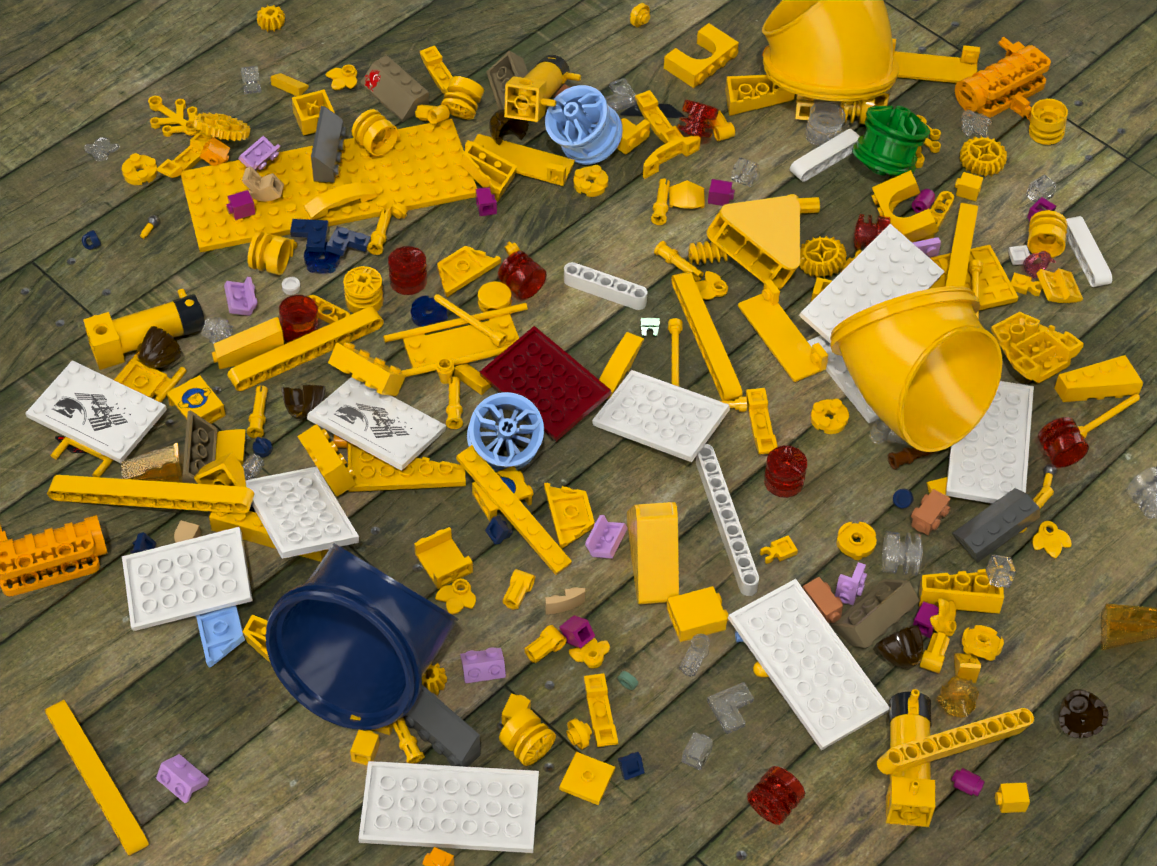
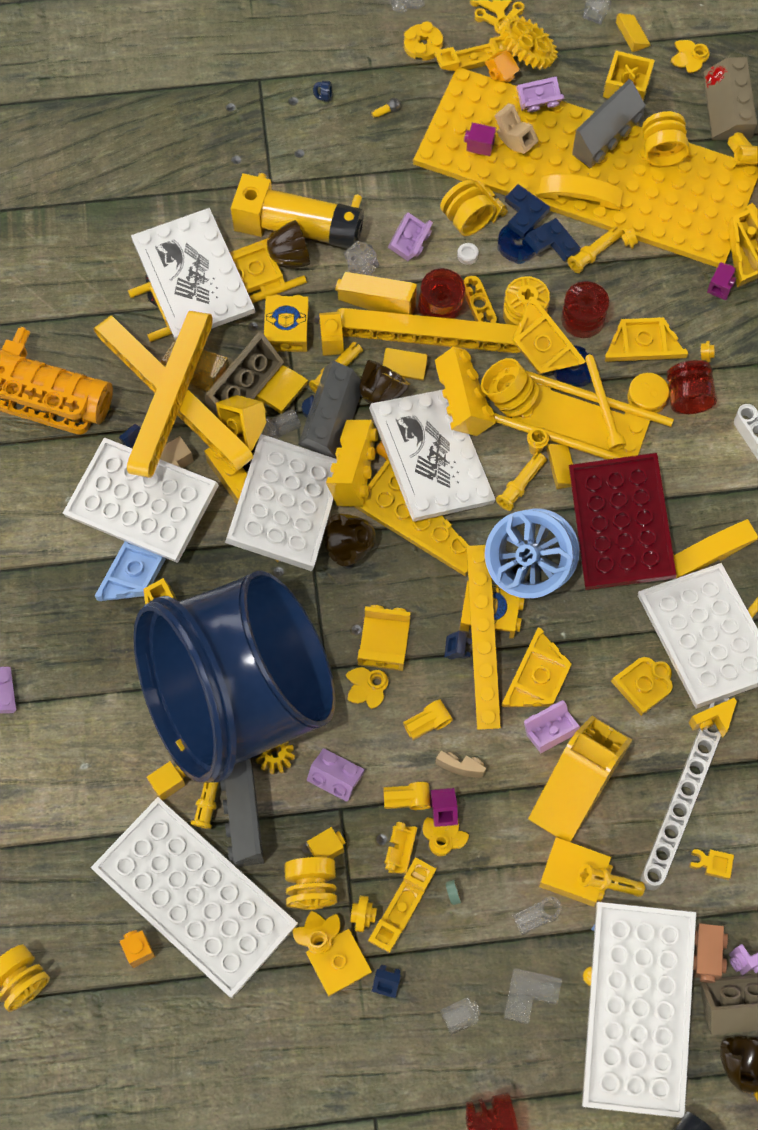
camera: 40 degrees right, 15 degrees up
(155, 490) = (169, 394): none -> yellow beam
(240, 392) = (331, 333): none -> yellow slope
(279, 436) = (331, 407): none -> dark grey slope
(307, 376) = (406, 363): none -> yellow slope
(364, 509) = (348, 538): none -> dark brown hair
(397, 304) = (543, 341): none -> yellow wing
(398, 345) = (509, 387): none -> yellow wheel
(557, 769) = (317, 930): none -> yellow plate
(569, 677) = (399, 855): none -> yellow hinge
(643, 473) = (644, 683): none -> yellow plate
(709, 456) = (719, 714): none -> yellow slope
(720, 600) = (632, 887): none -> yellow pin

